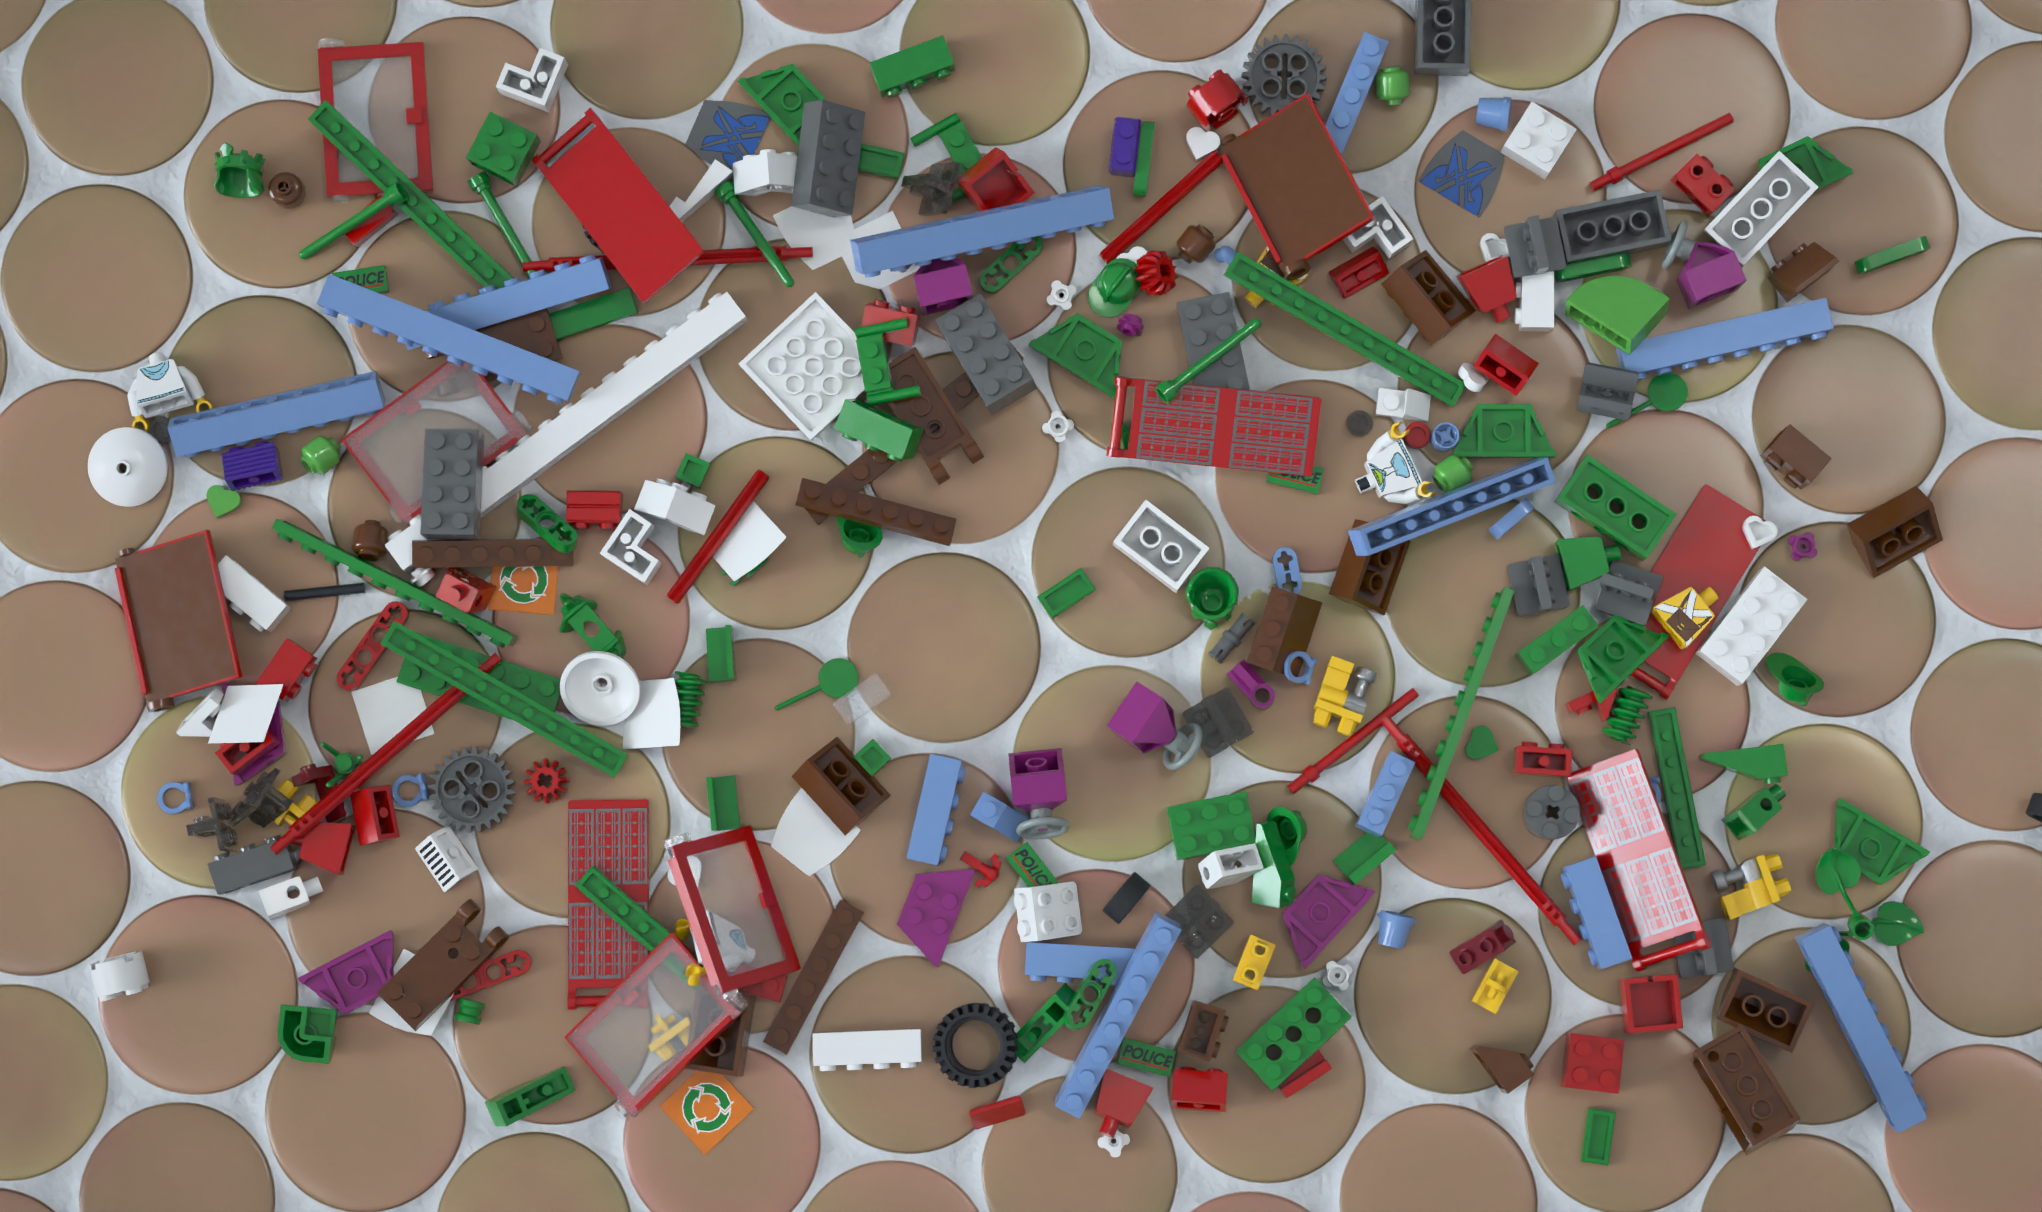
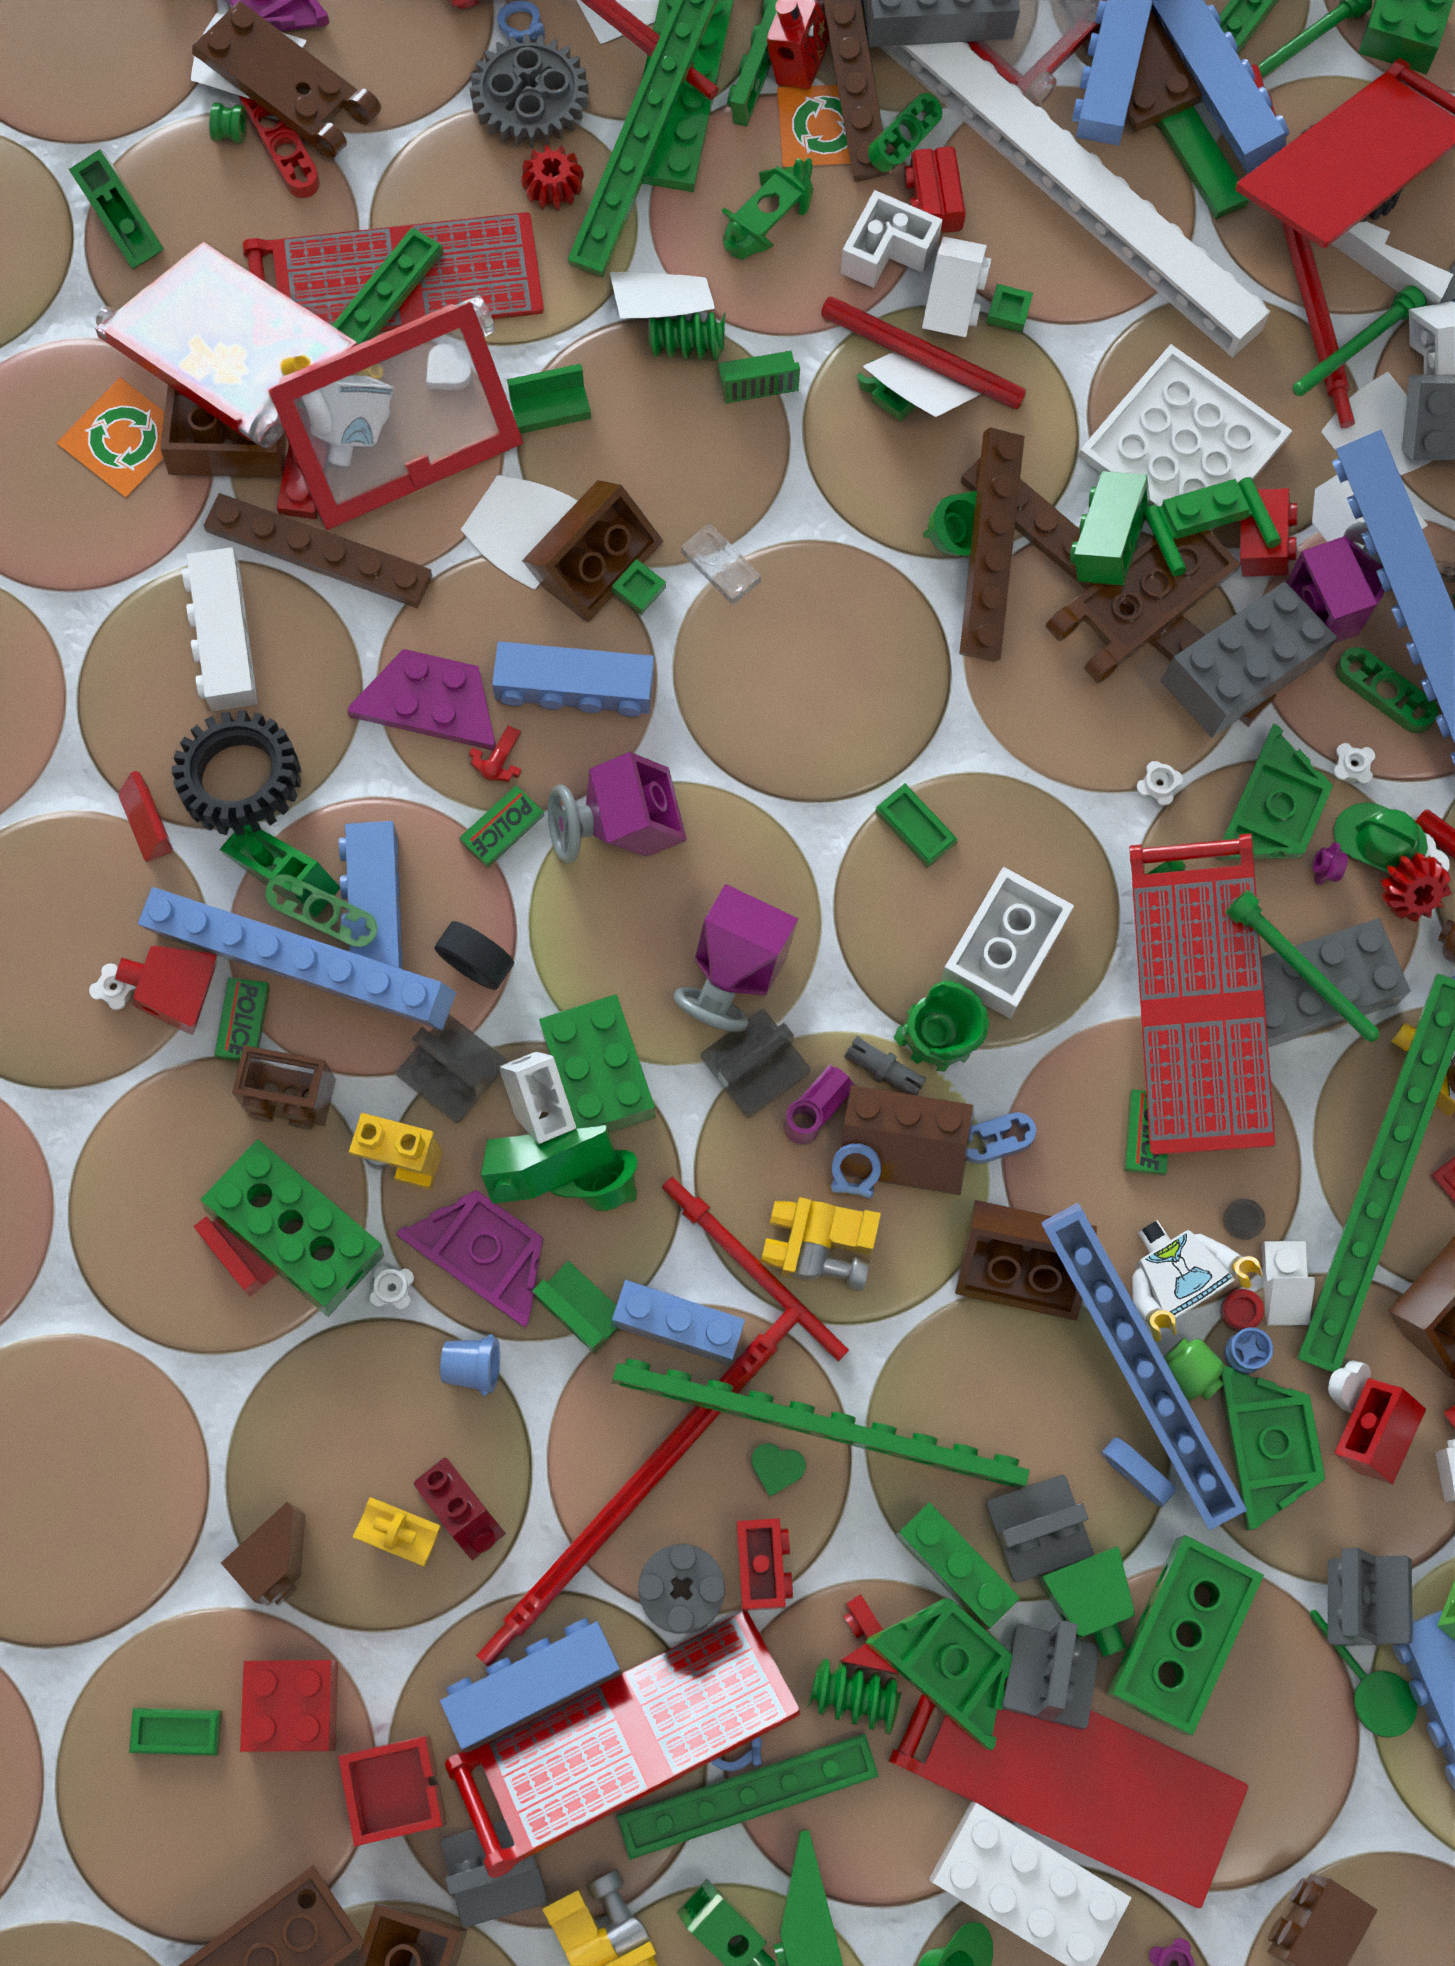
camera: 75 degrees right, 10 degrees down
(446, 858) = (435, 73): white panel -> none
(598, 701) = (688, 220): white dish -> none
(835, 679) = (744, 527): green piece -> none
(998, 816) = (576, 753): medium blue slope -> none
(1047, 911) = (443, 853): white bracket -> none
(1199, 1089) = (197, 1098): red brick -> none
(1686, 614) = (1032, 1774): torso -> none
(1758, 532) = (1186, 1885): white tile -> none

